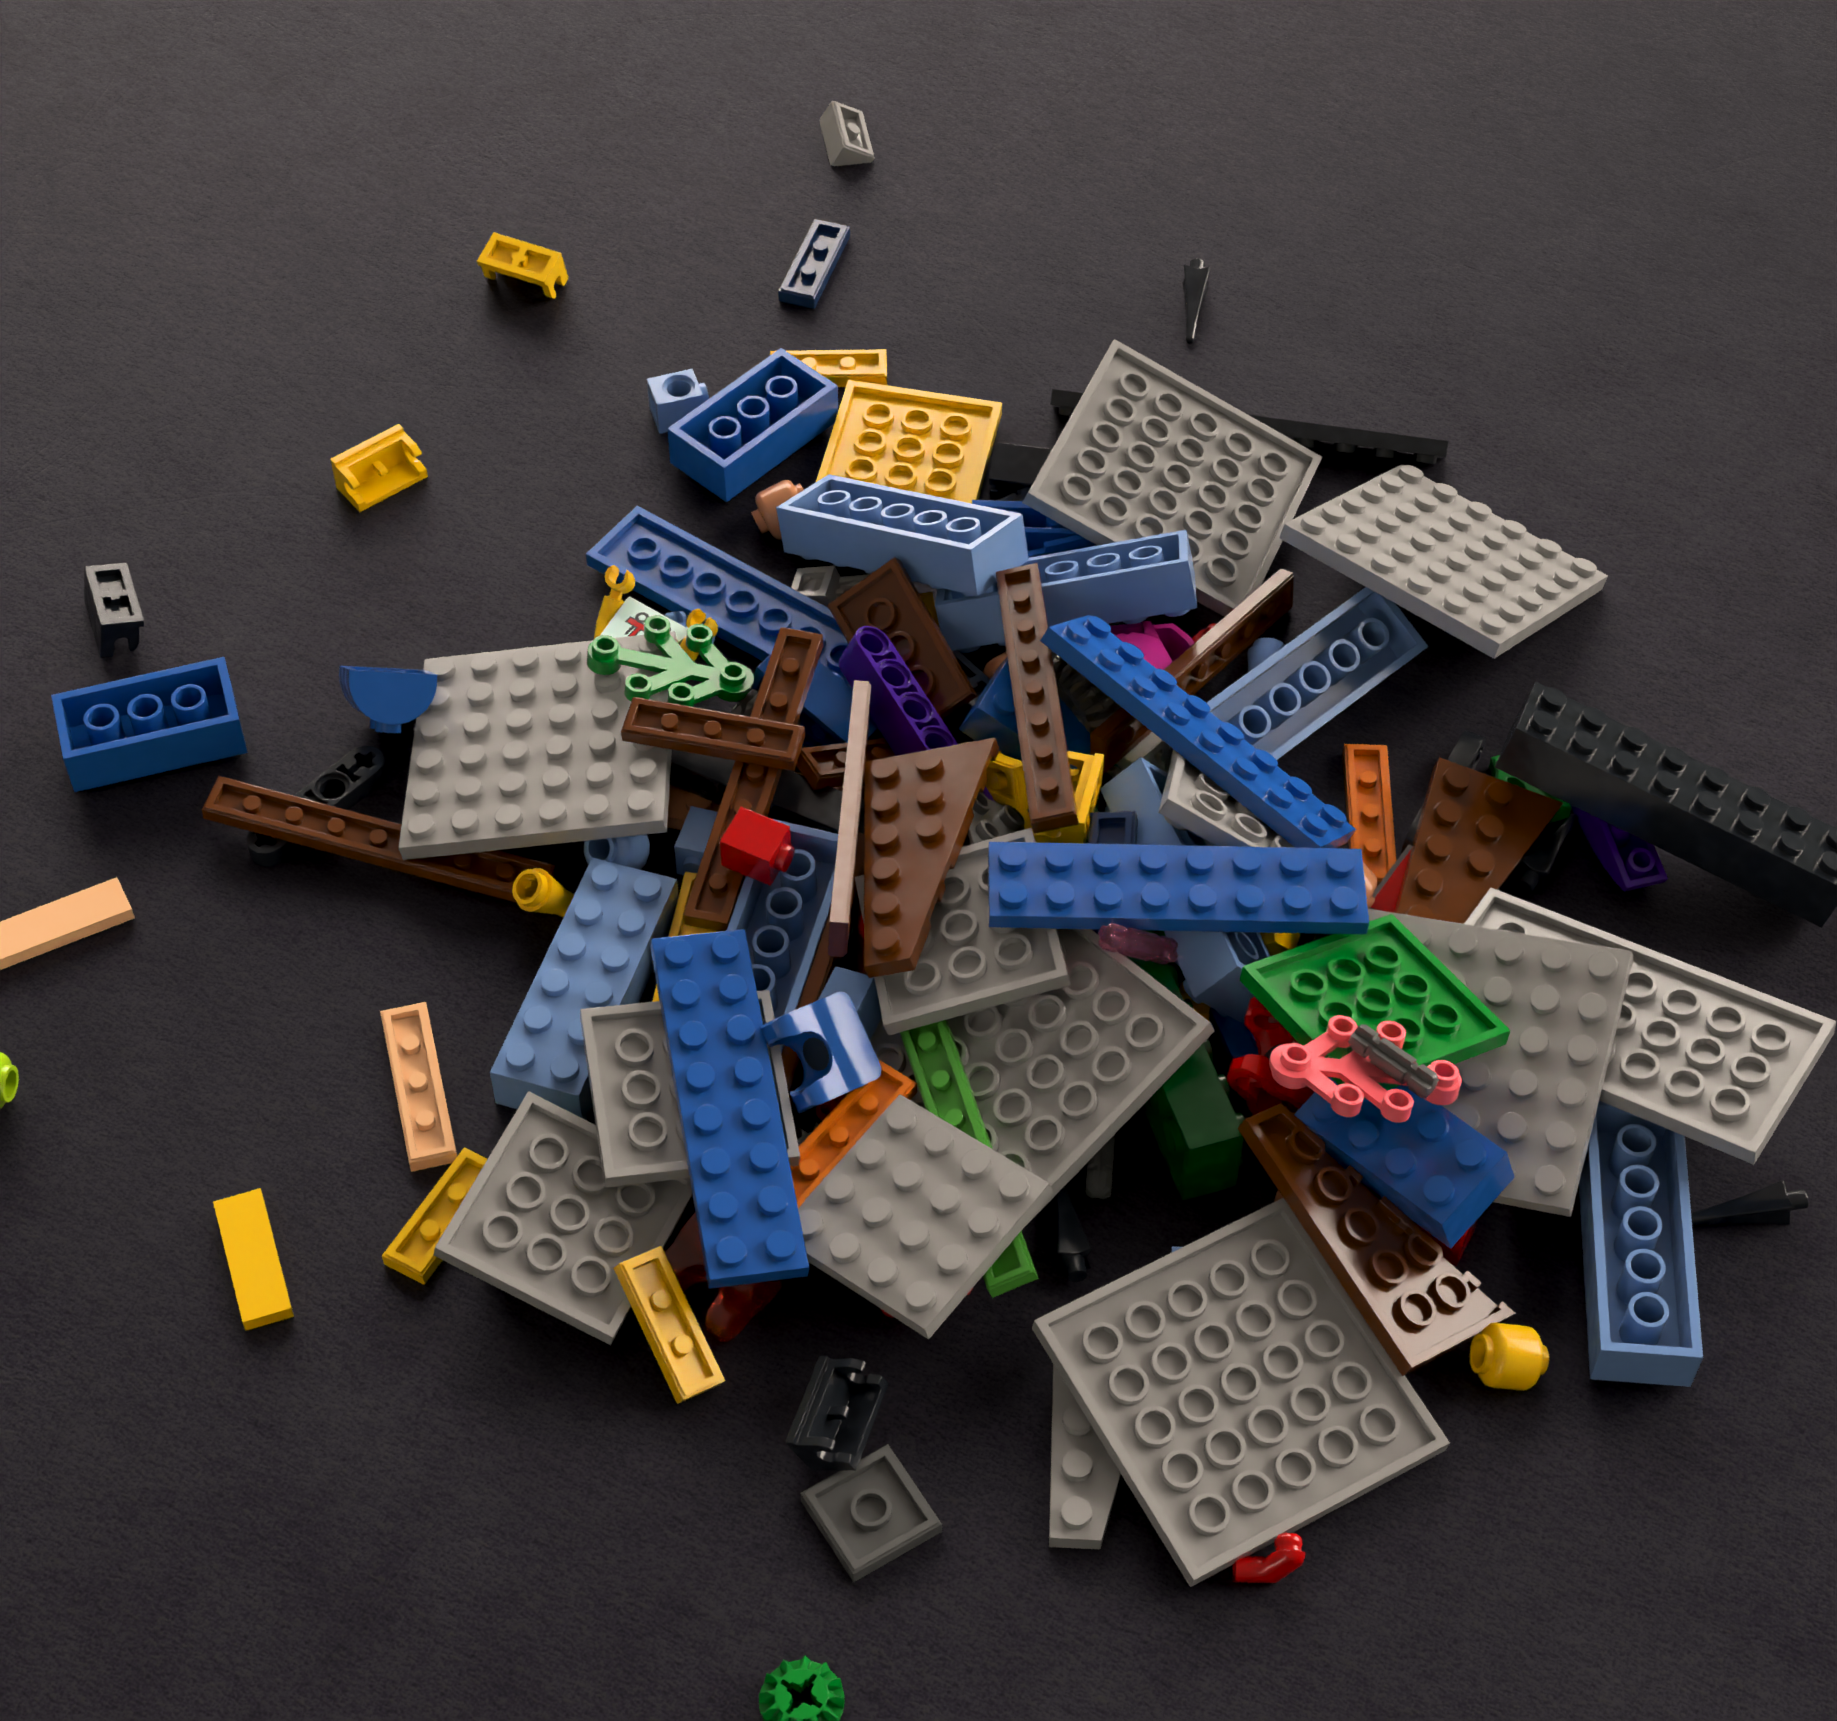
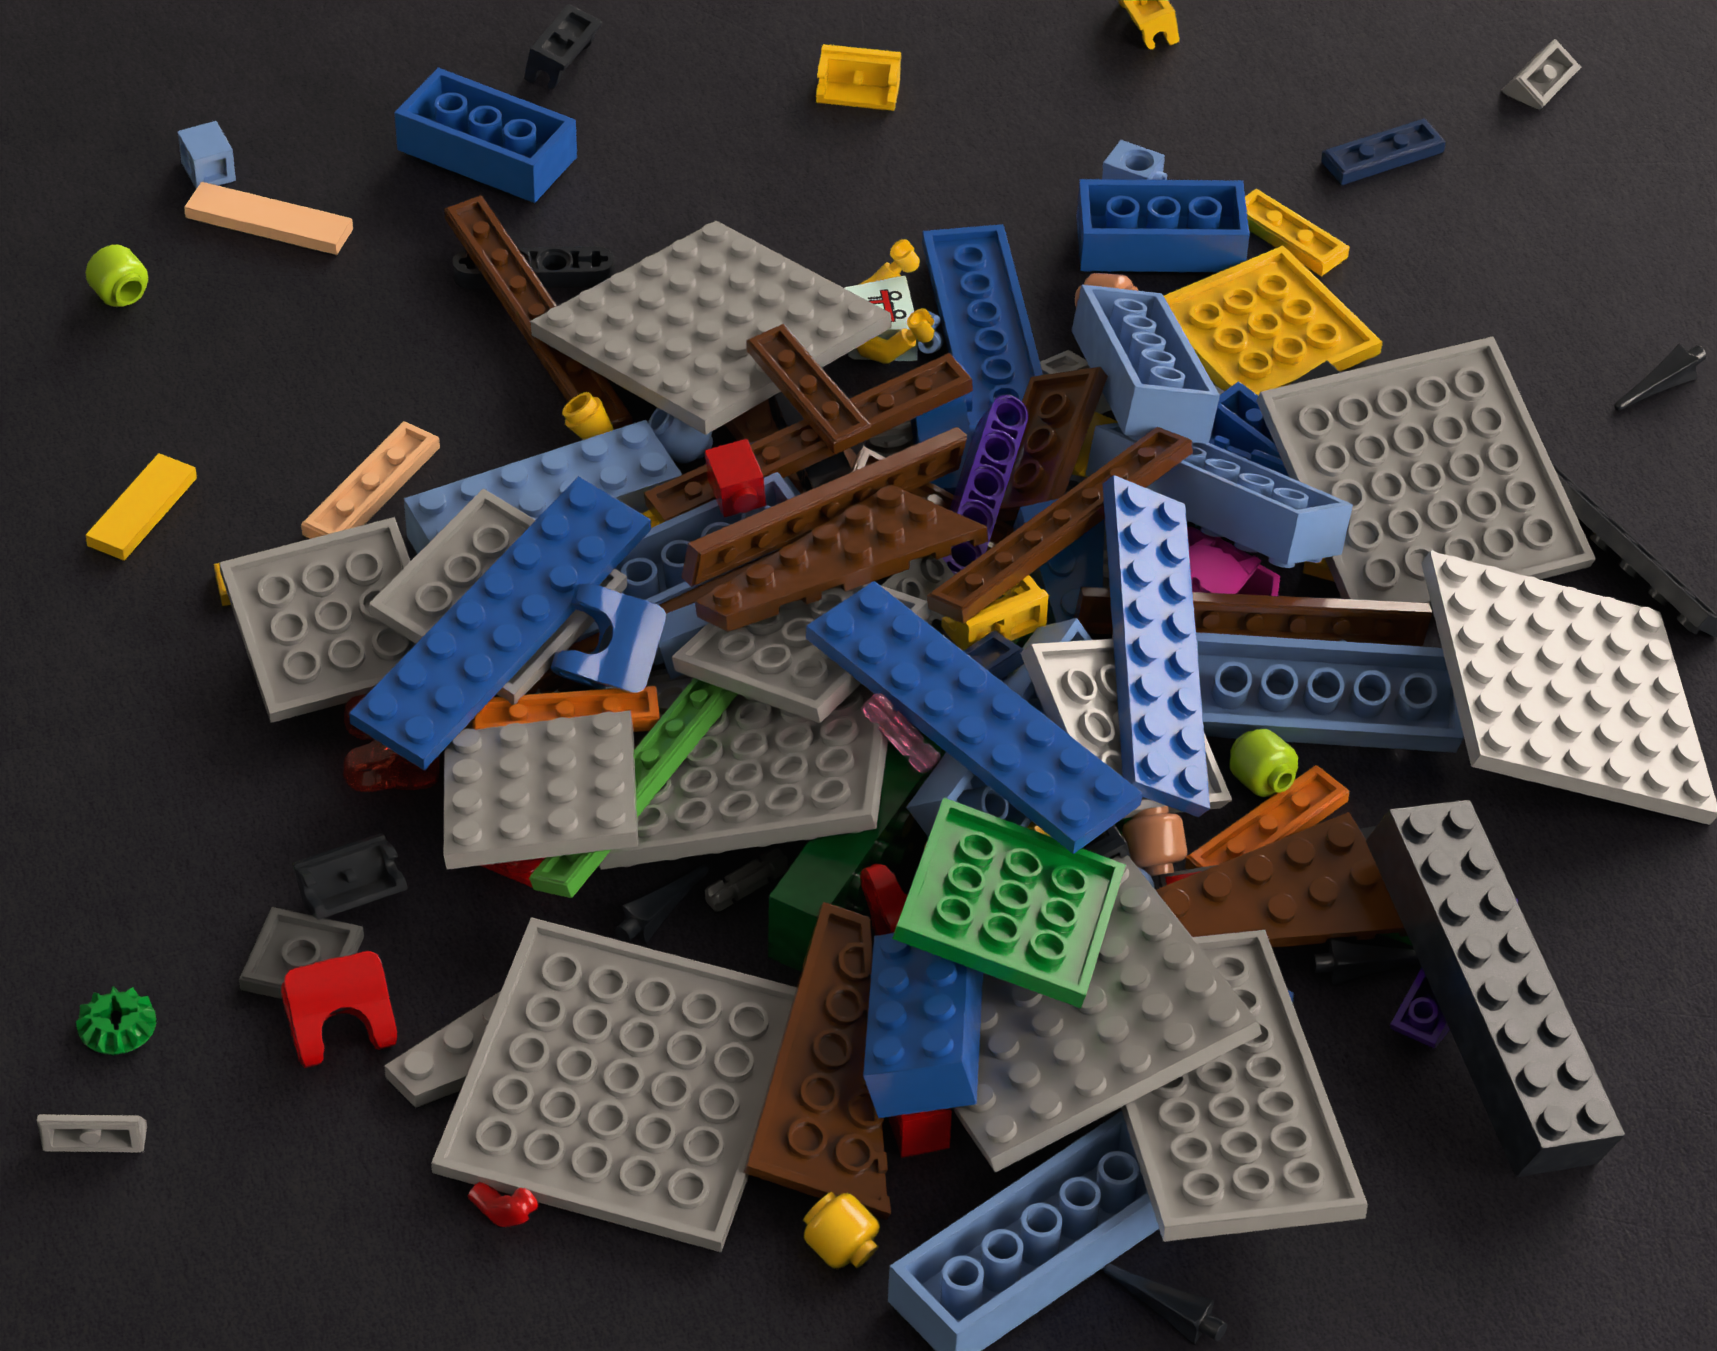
camera: 45 degrees right, 5 degrees down
(388, 694) = (648, 217): blue brick -> none
(669, 1324) = (317, 737): yellow tile -> none
(721, 678) = (877, 367): plant -> none
(949, 1523) = (334, 987): none -> red piece
(1306, 1065) = (876, 876): coral plant -> none
(1323, 767) = (1263, 762): none -> lime head
(1393, 1061) = (938, 923): dark grey axle -> none

